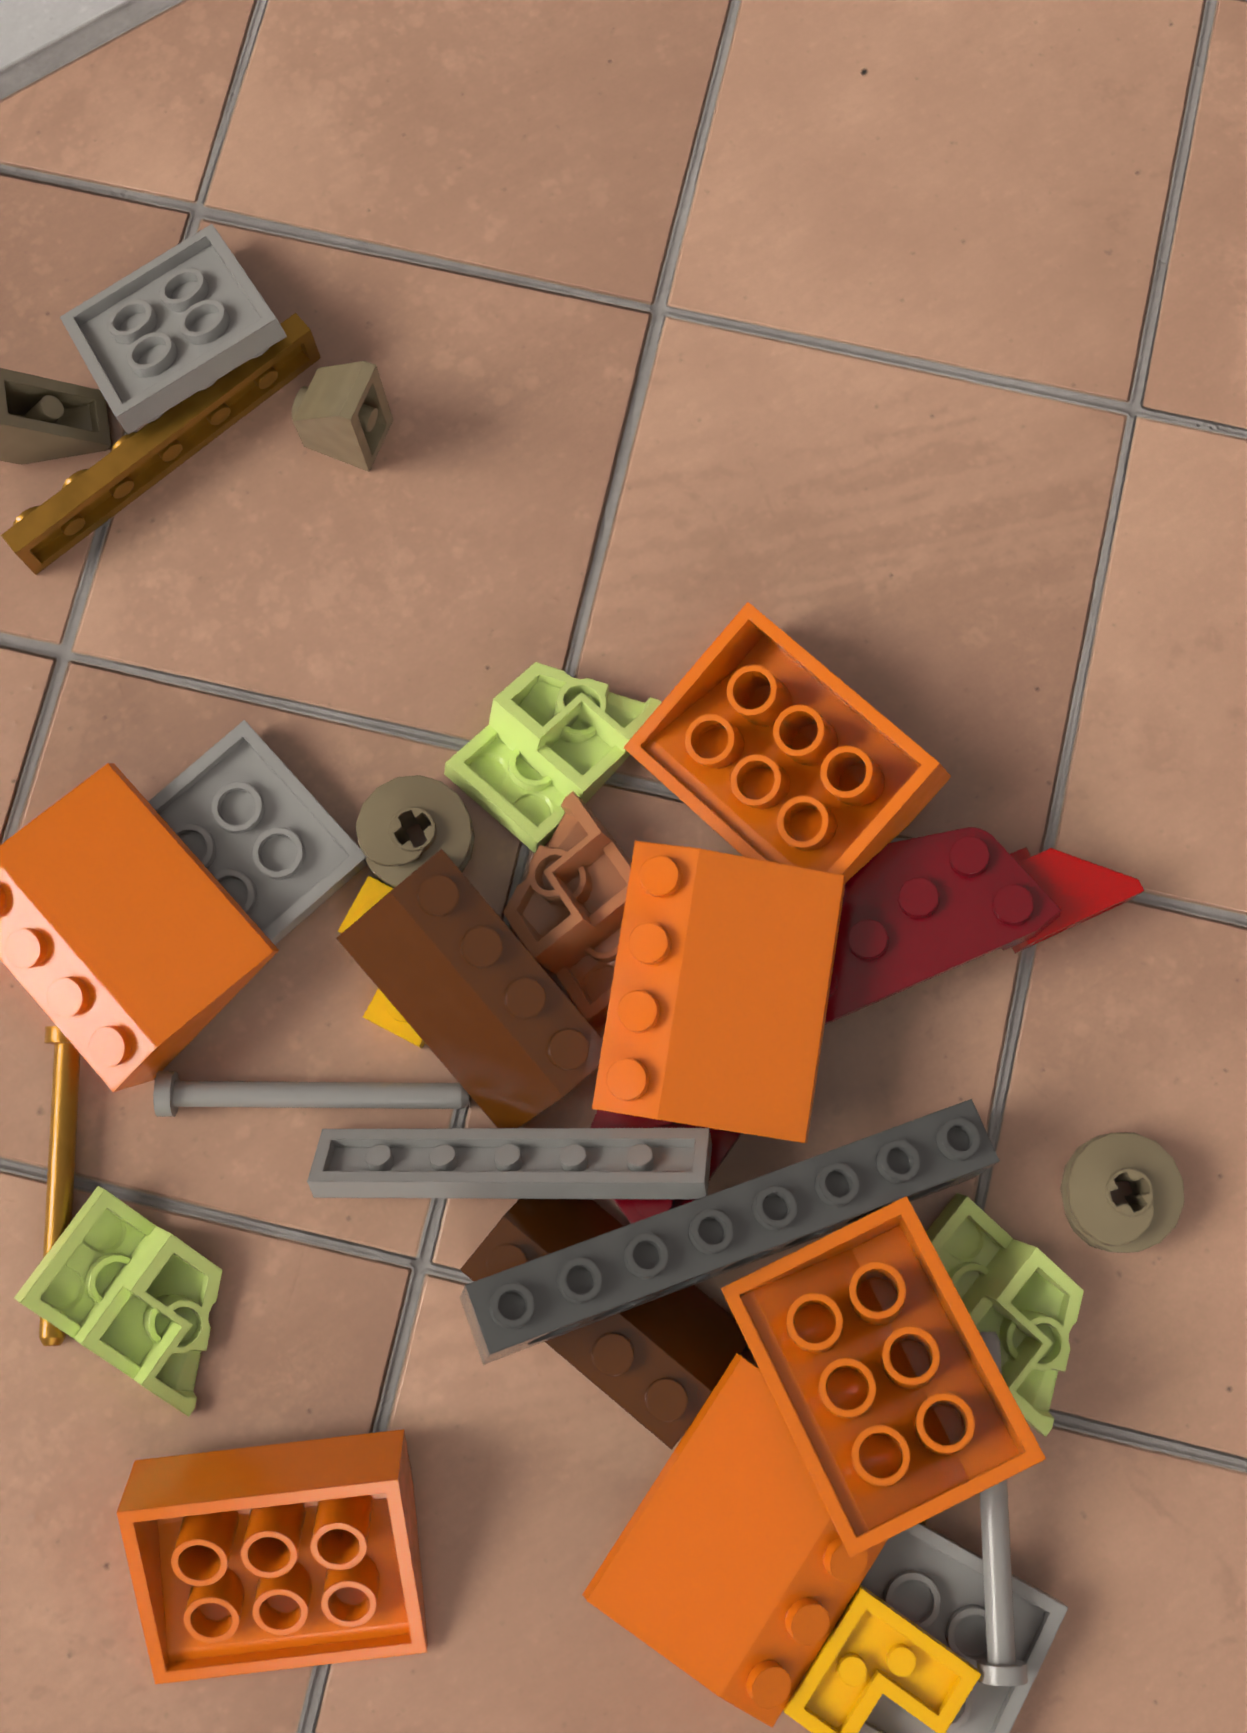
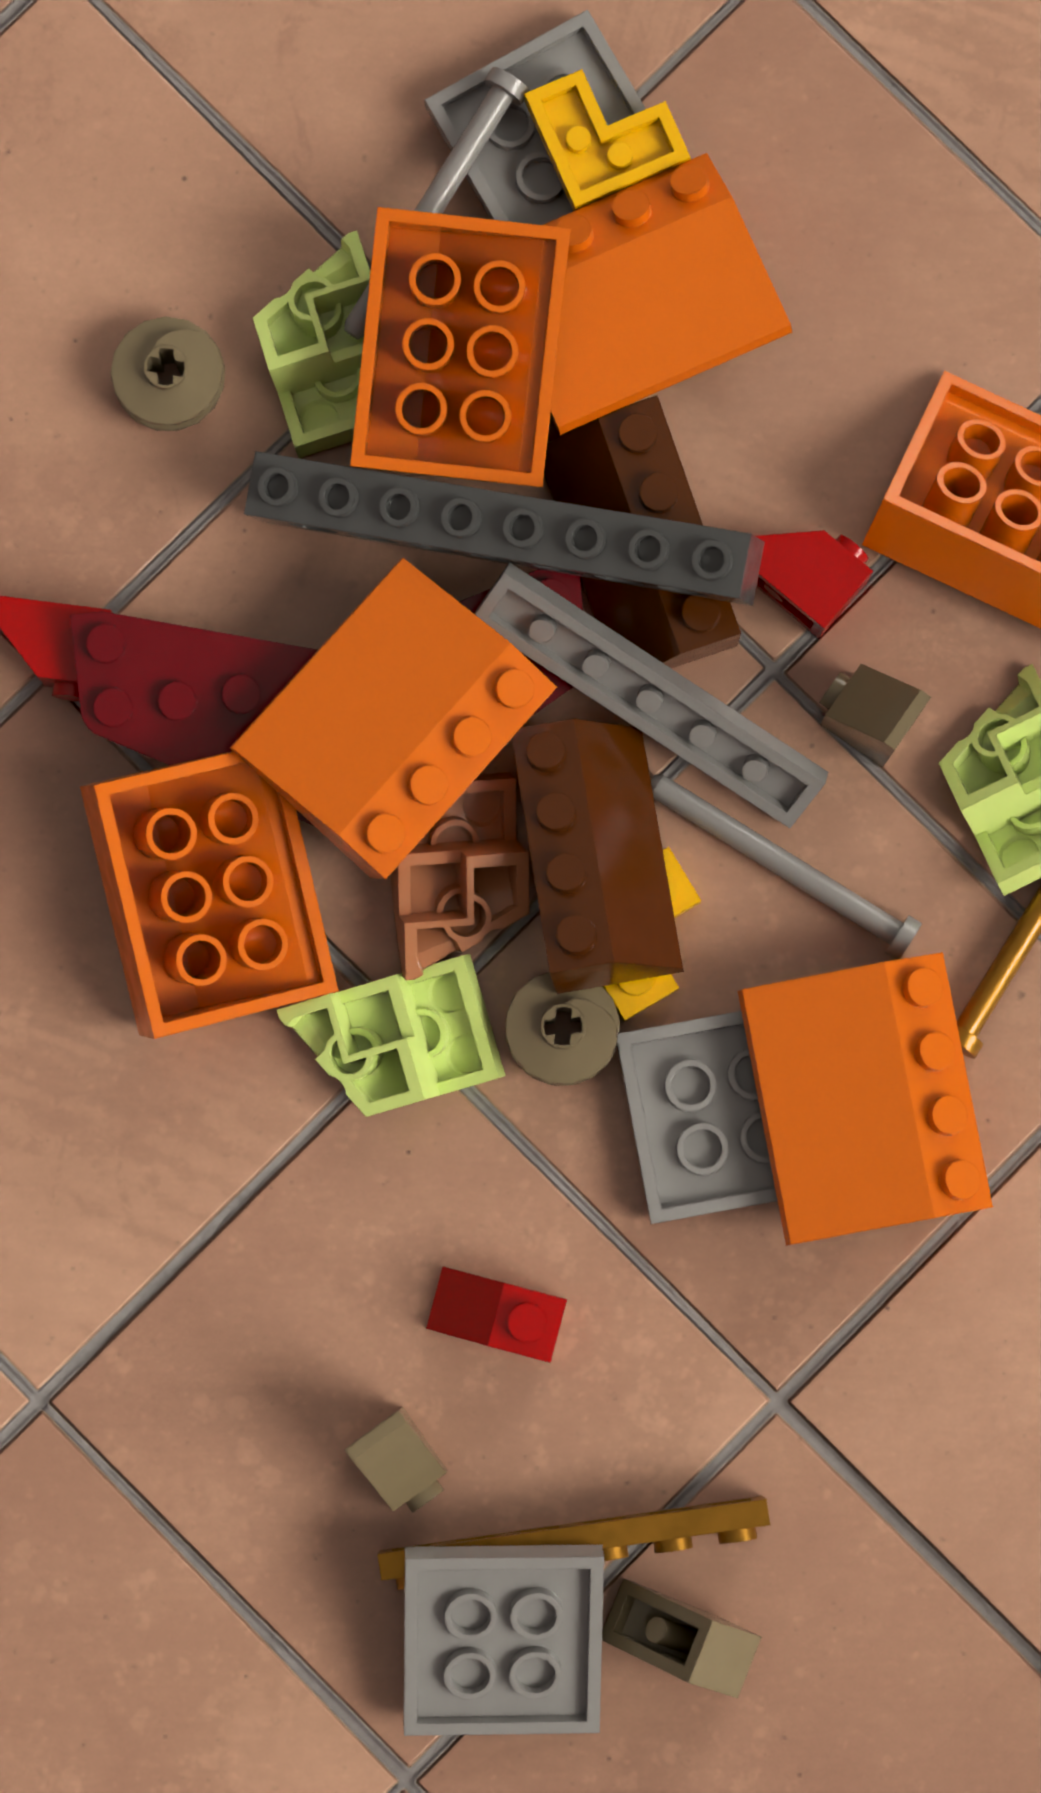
camera: 150 degrees left, 5 degrees up
(299, 1275) = (872, 711): none -> dark tan slope
(327, 575) = (496, 1314): none -> red slope
(431, 1371) = (812, 575): none -> red slope

